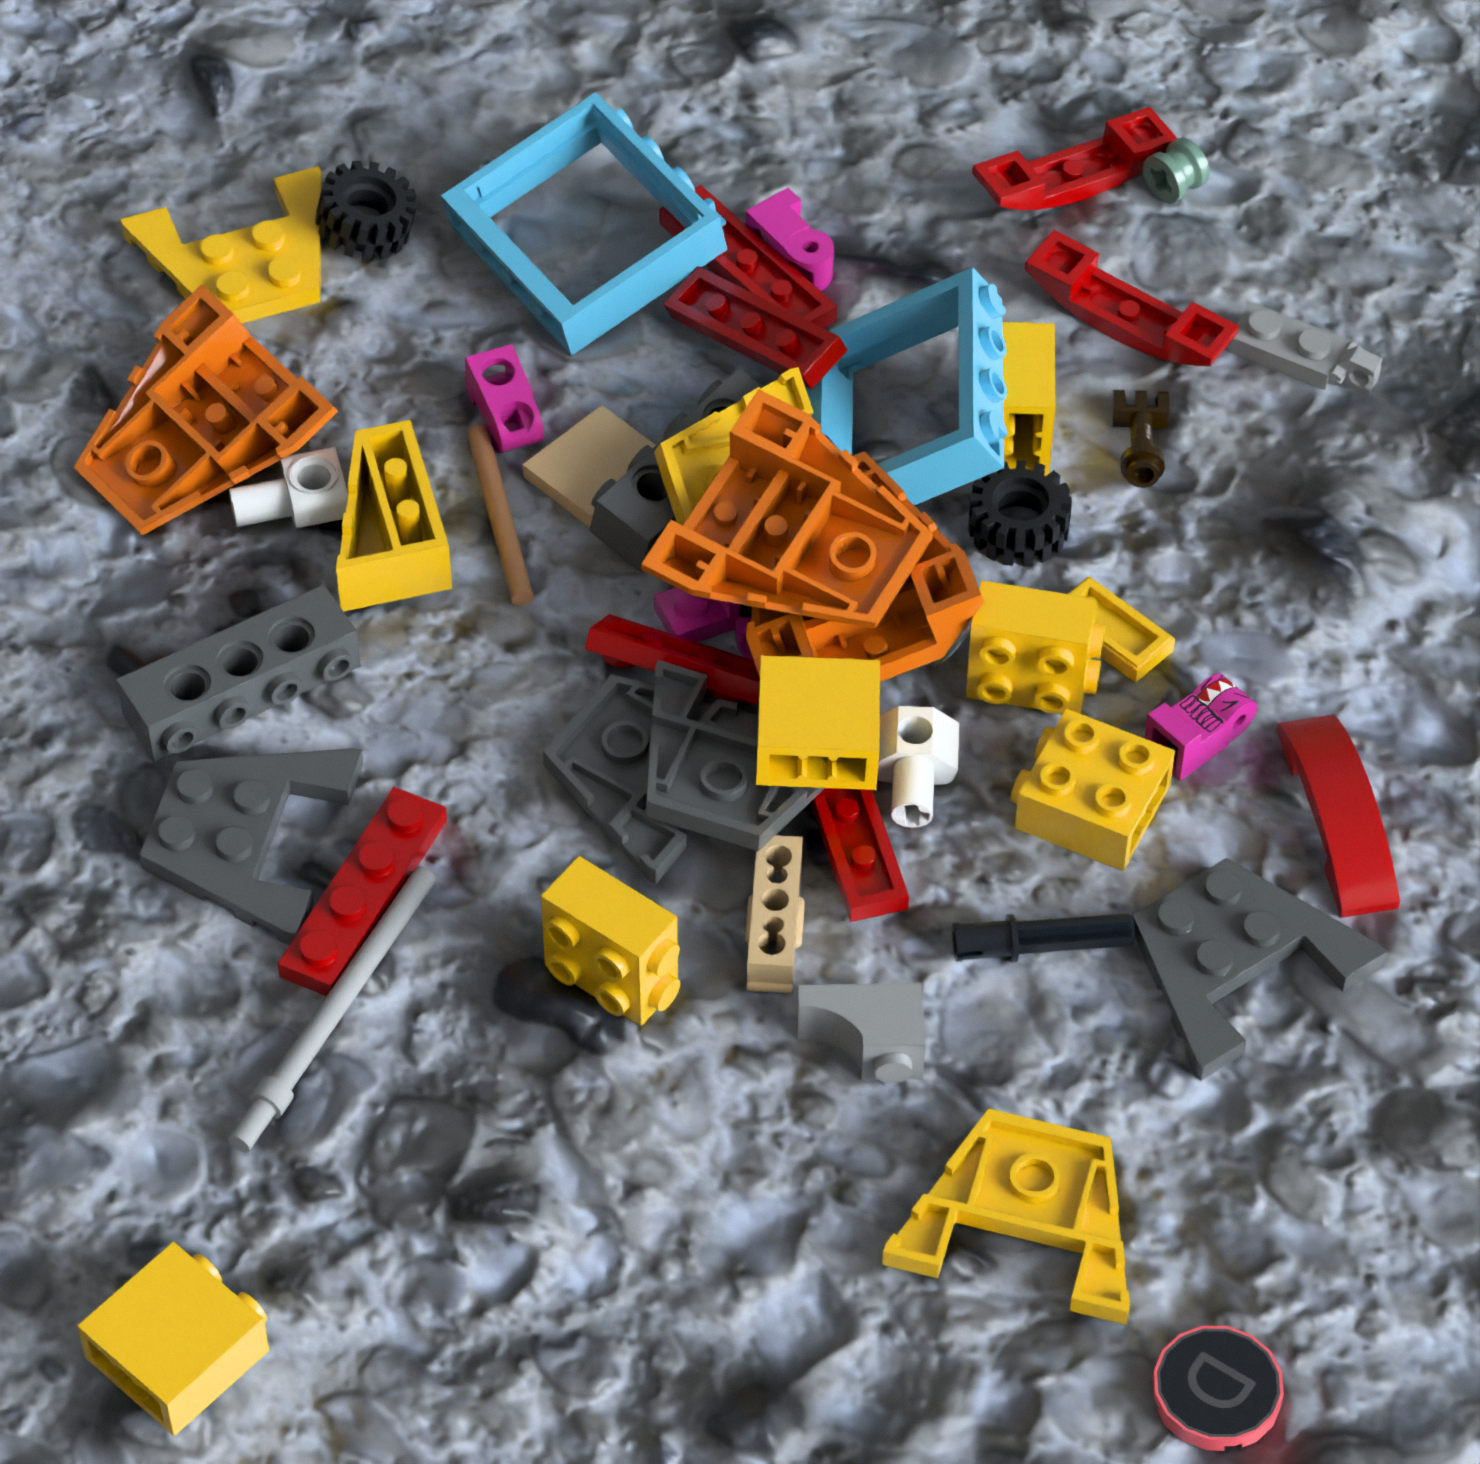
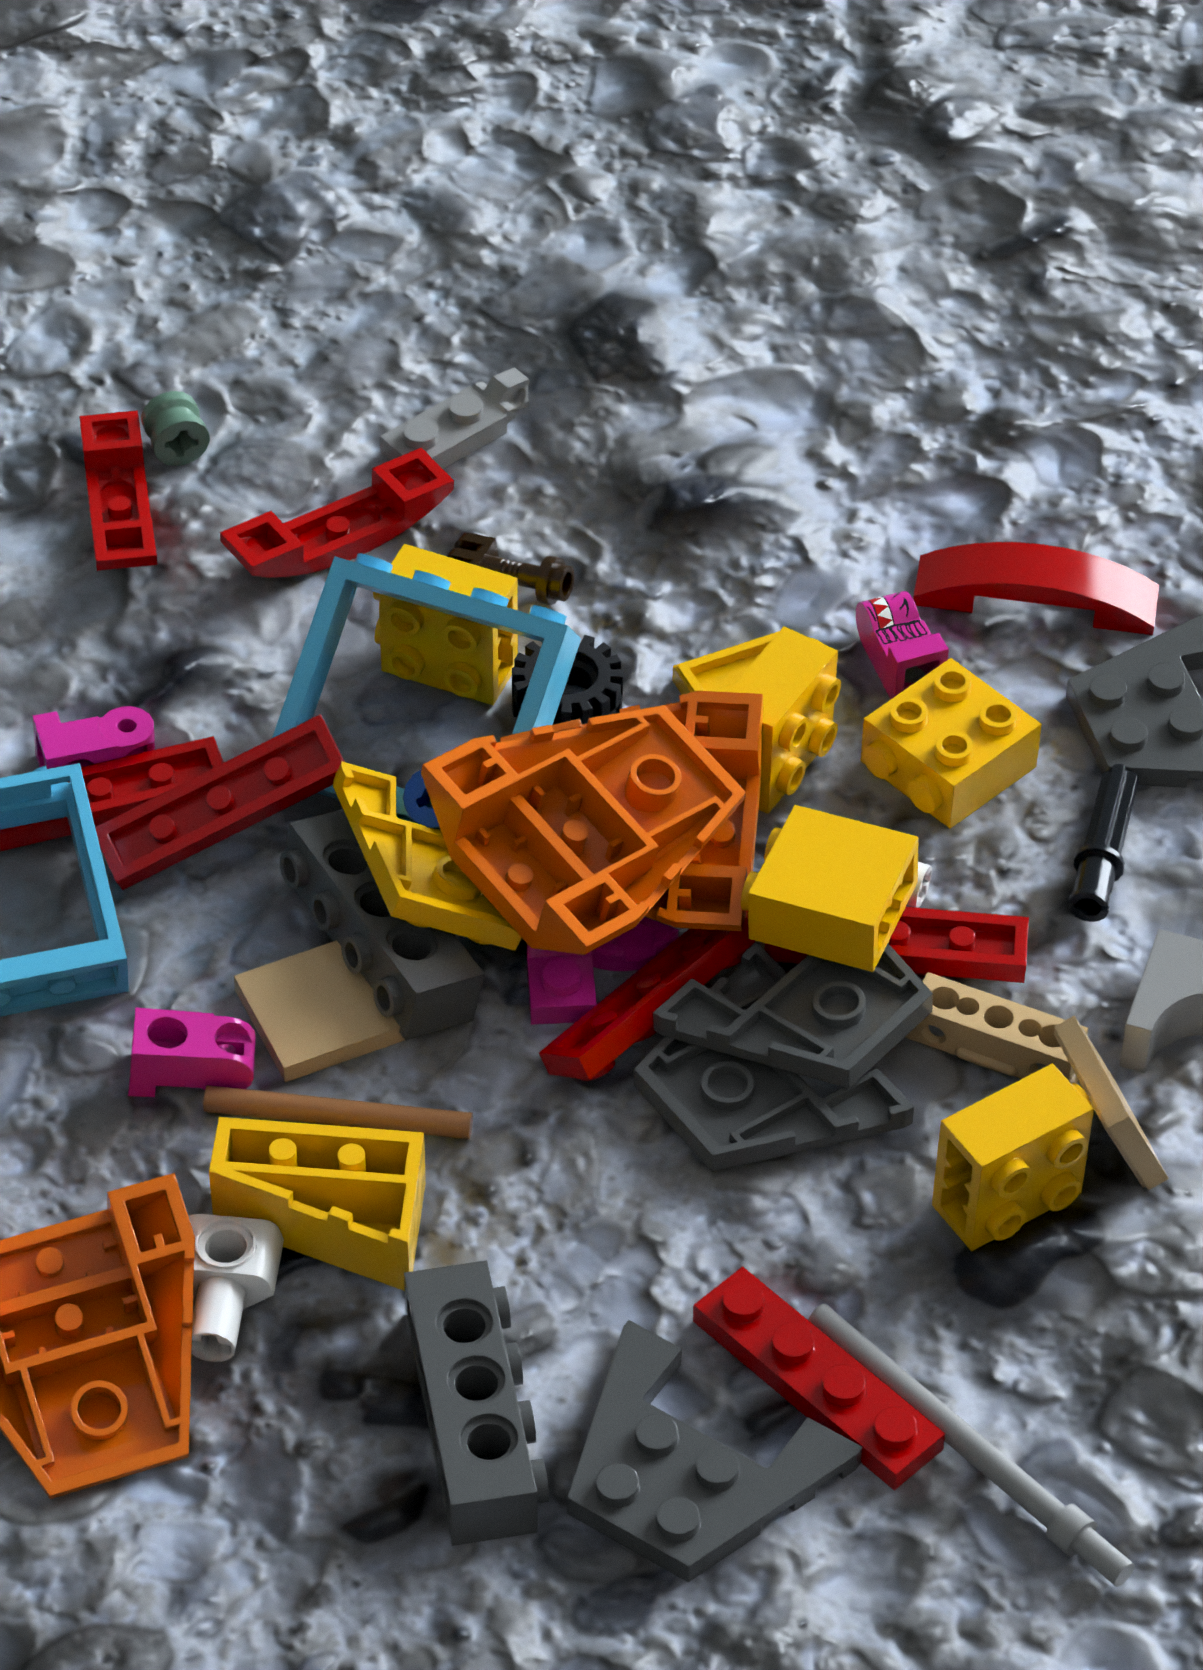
camera: 70 degrees left, 5 degrees down
(702, 996) = (1109, 1103): none -> tan tile

